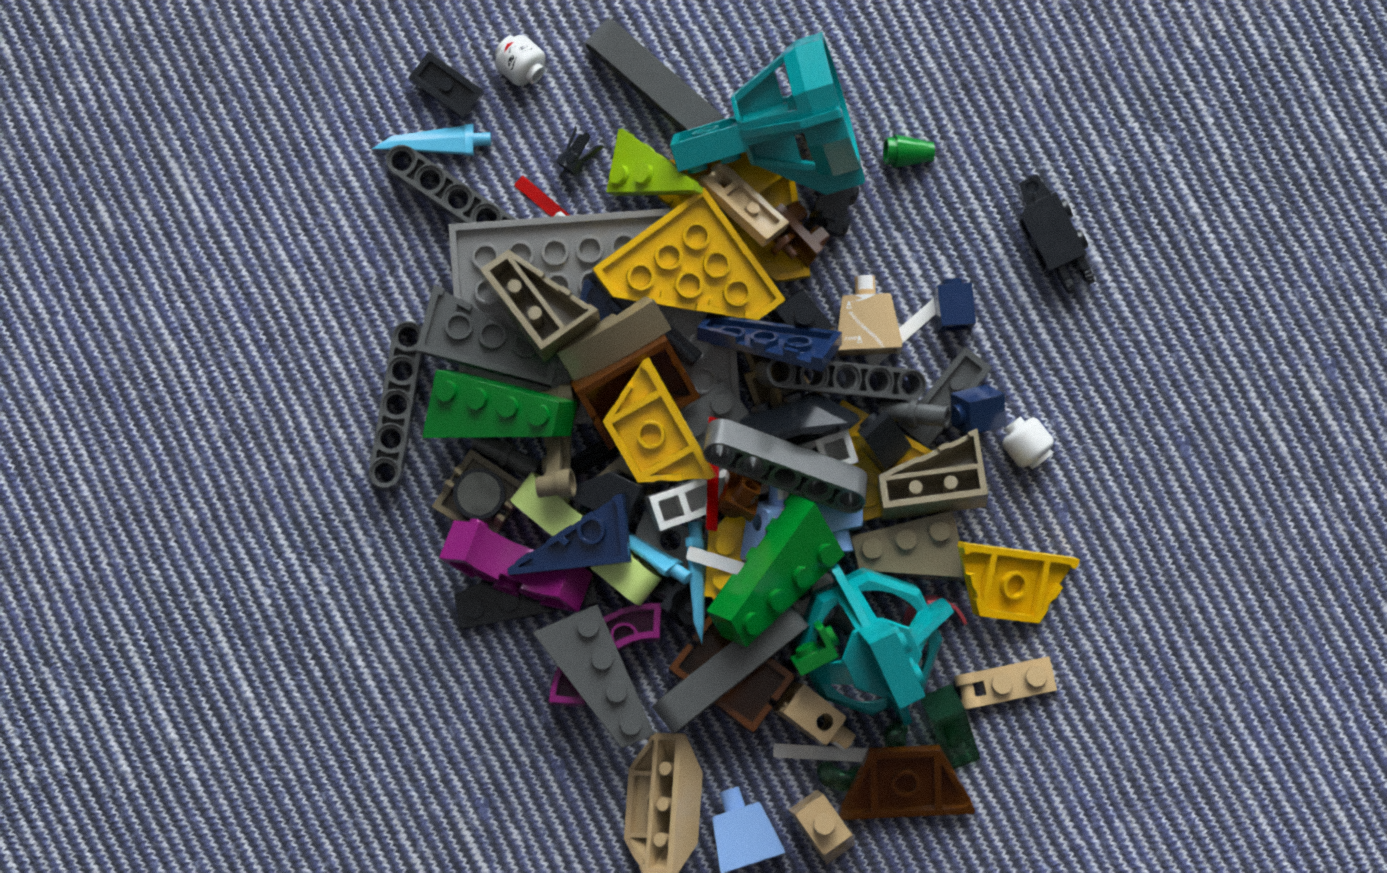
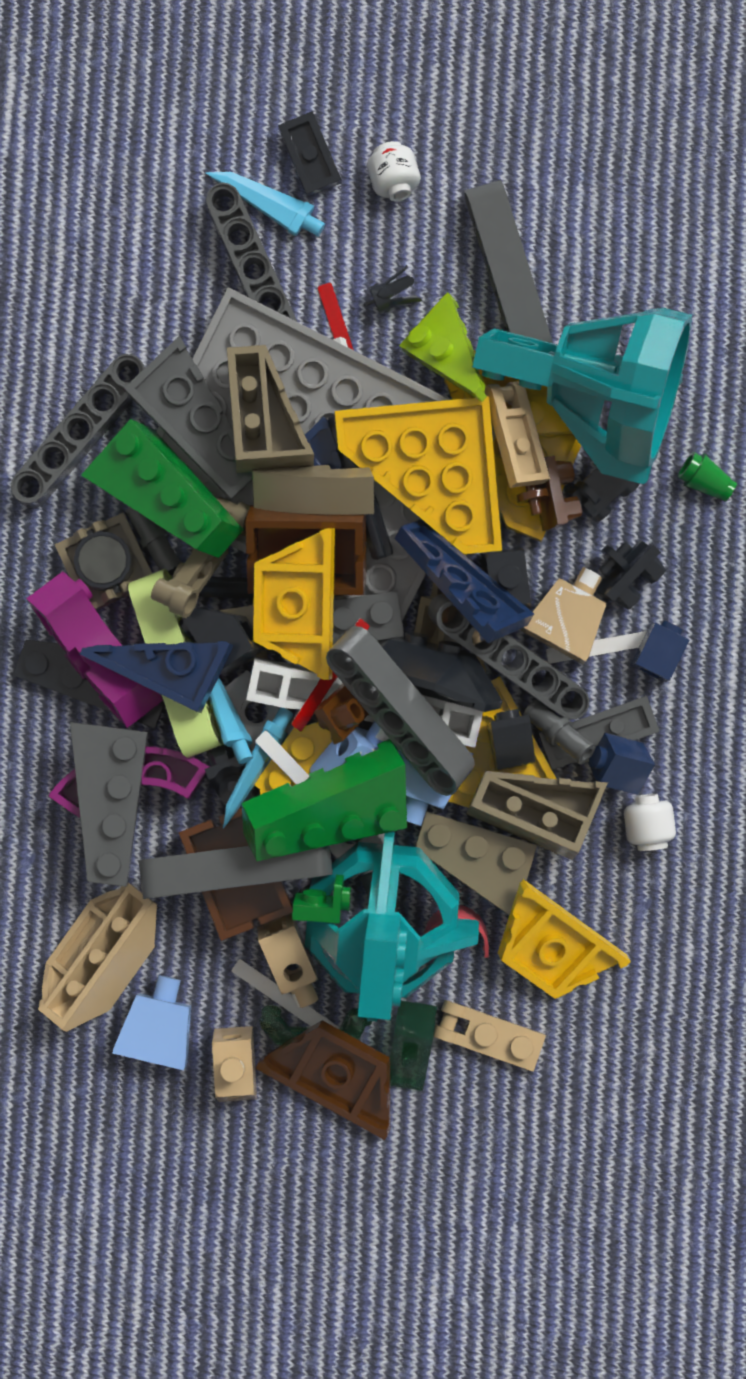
camera: 30 degrees right, 5 degrees up
(886, 259) = (624, 567): none -> black hips

